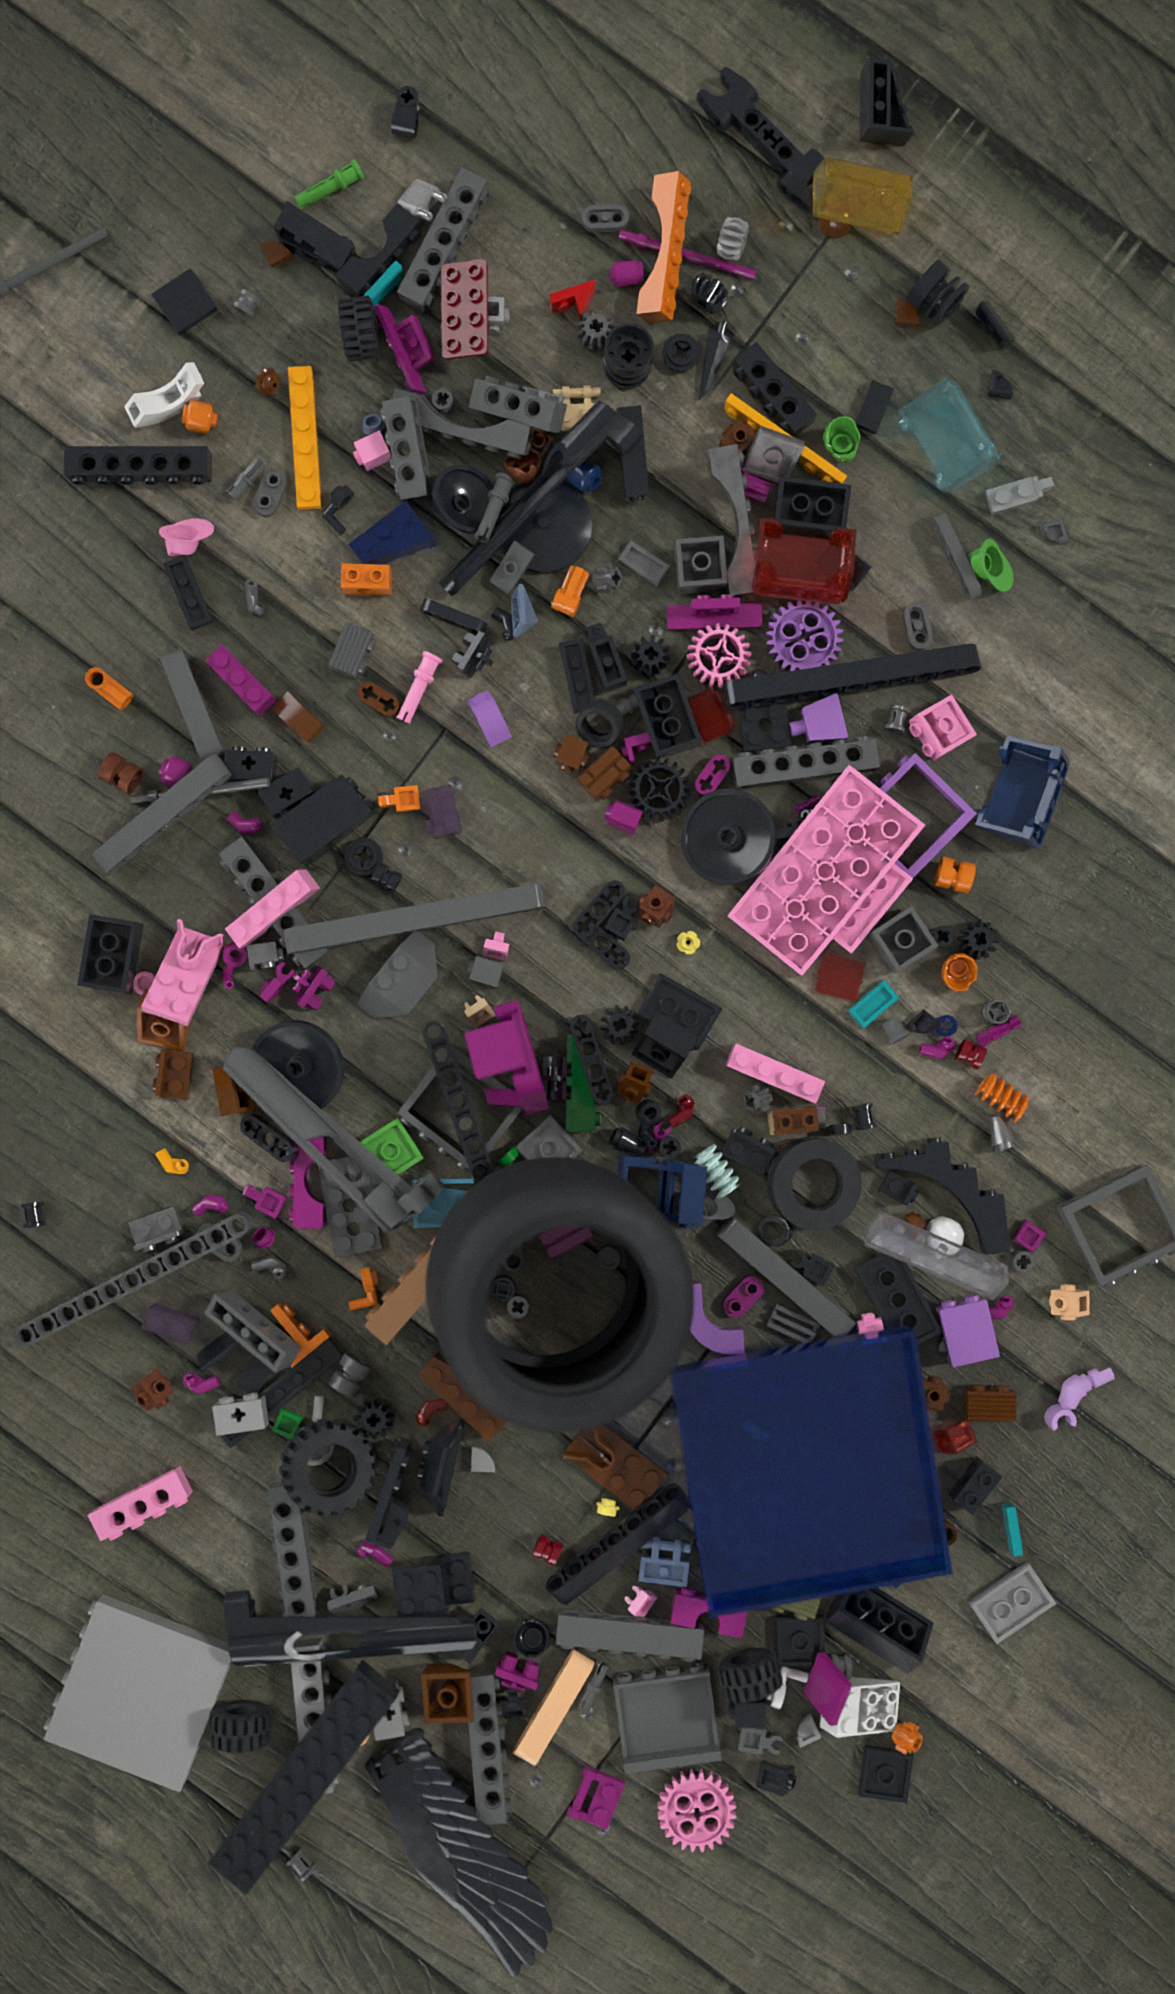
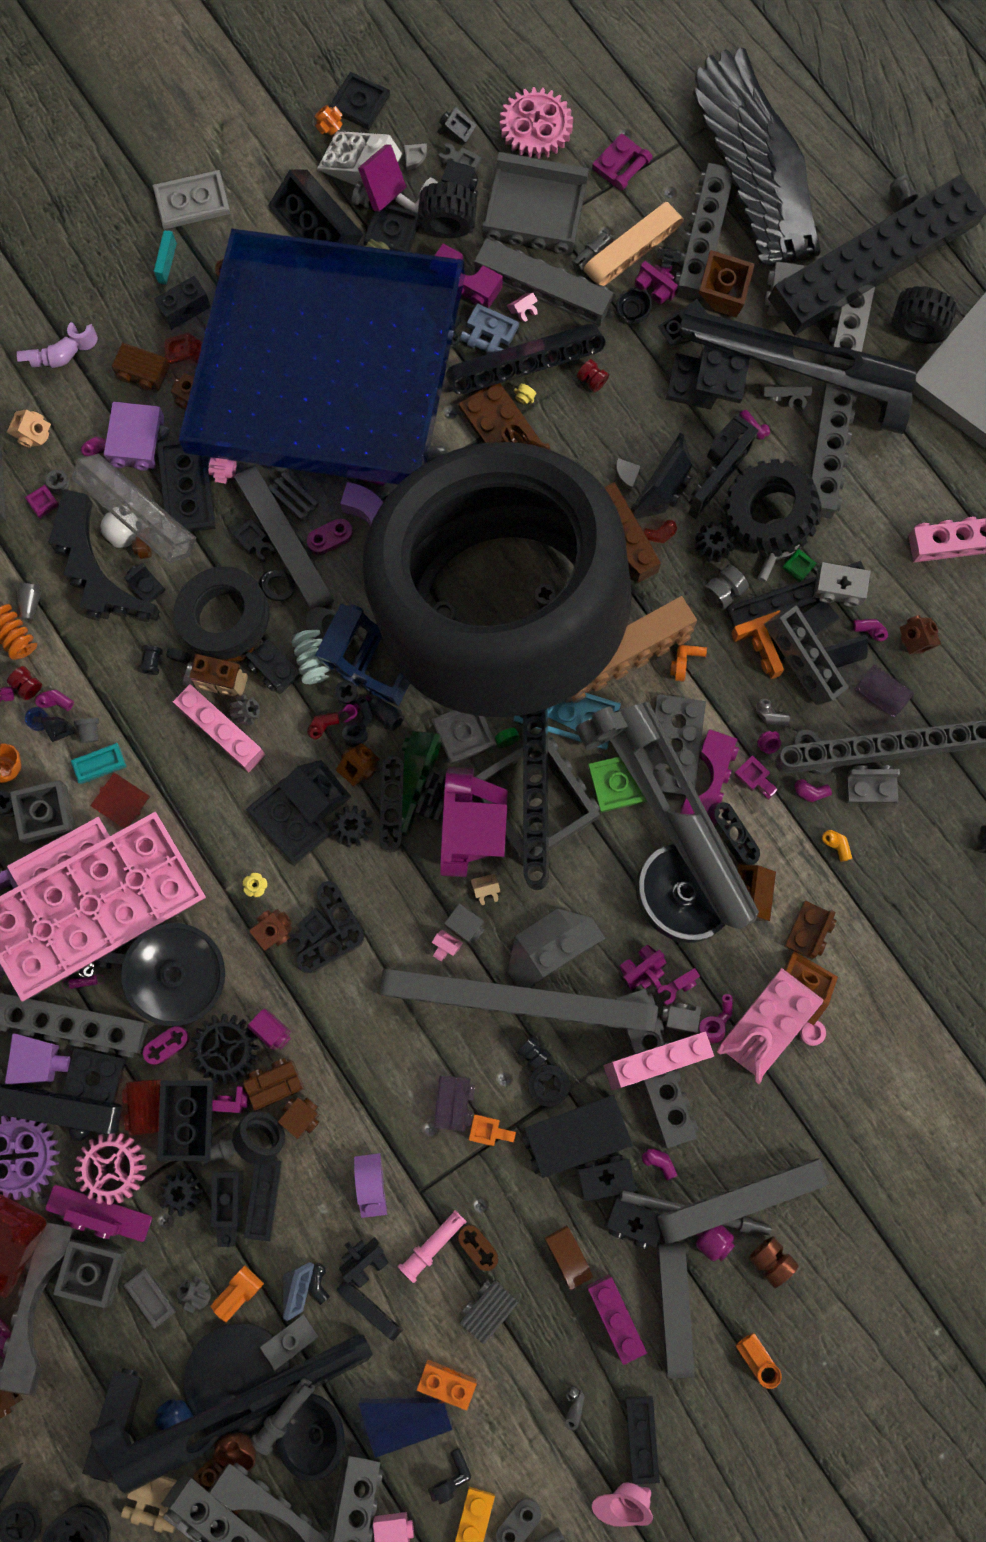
camera: 160 degrees left, 10 degrees down
(110, 954) = (839, 1072): black brick -> none

